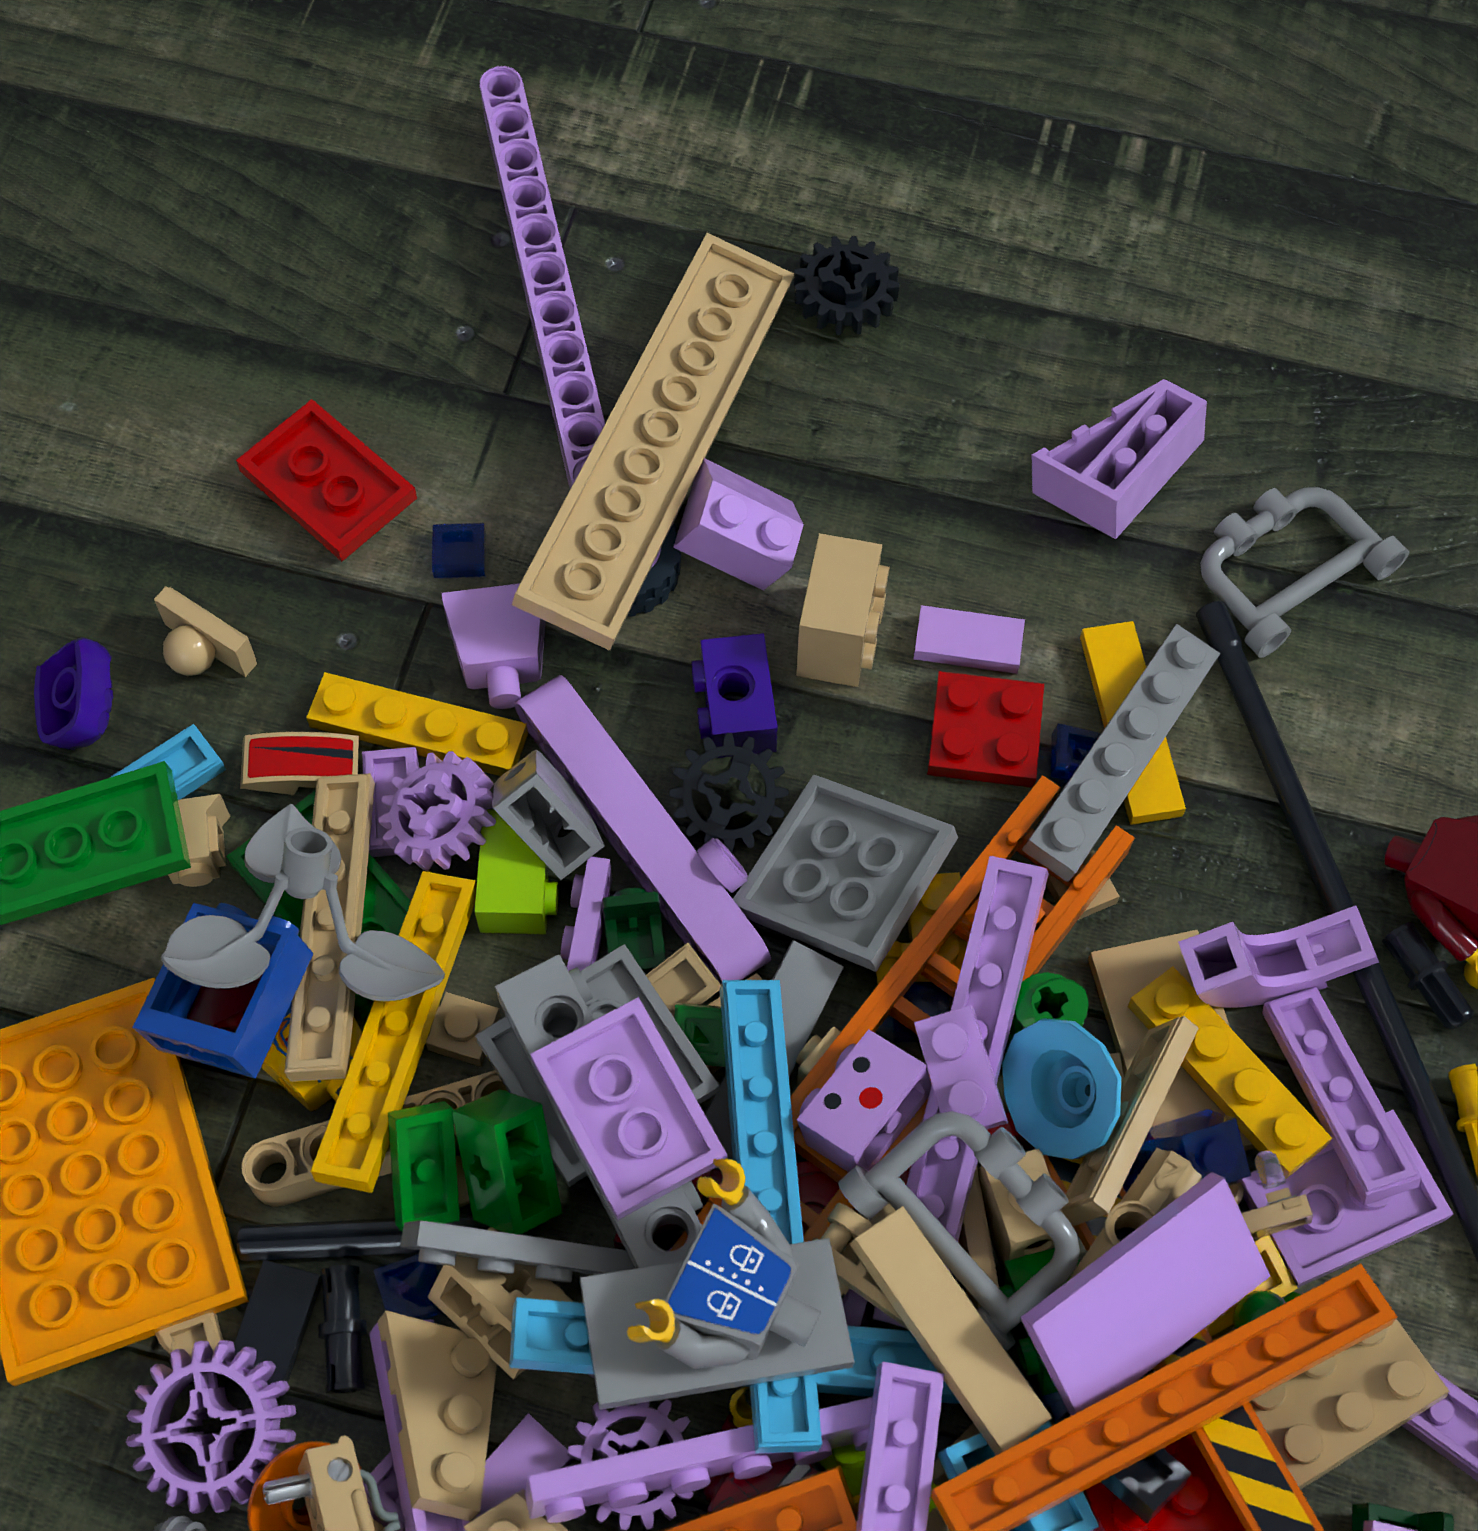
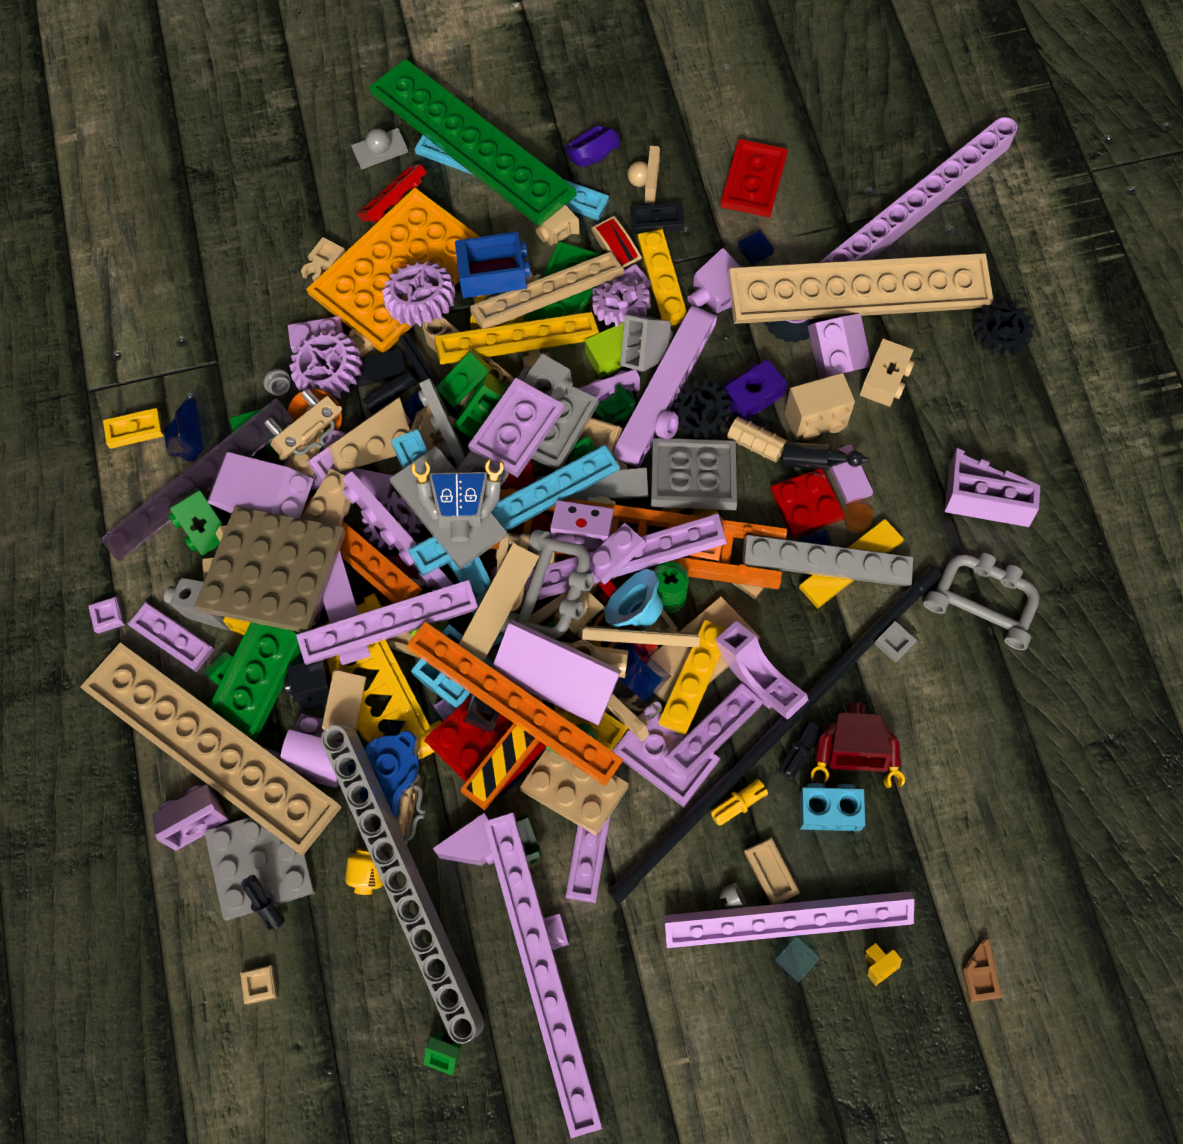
camera: 65 degrees right, 5 degrees up
(101, 1432) = (304, 330): none -> lavender plate
(155, 1169) = (419, 293): none -> lavender gear
(295, 670) = (656, 217): none -> black plate
(301, 861) = (565, 255): light grey plant -> none
(825, 482) = (889, 359): none -> tan brick
(830, 739) = (756, 439): none -> tan axle
(923, 661) = (819, 456): none -> black wheel
(1055, 666) = (858, 517): none -> clear orange tile
(1308, 730) = (895, 642): none -> light grey plate

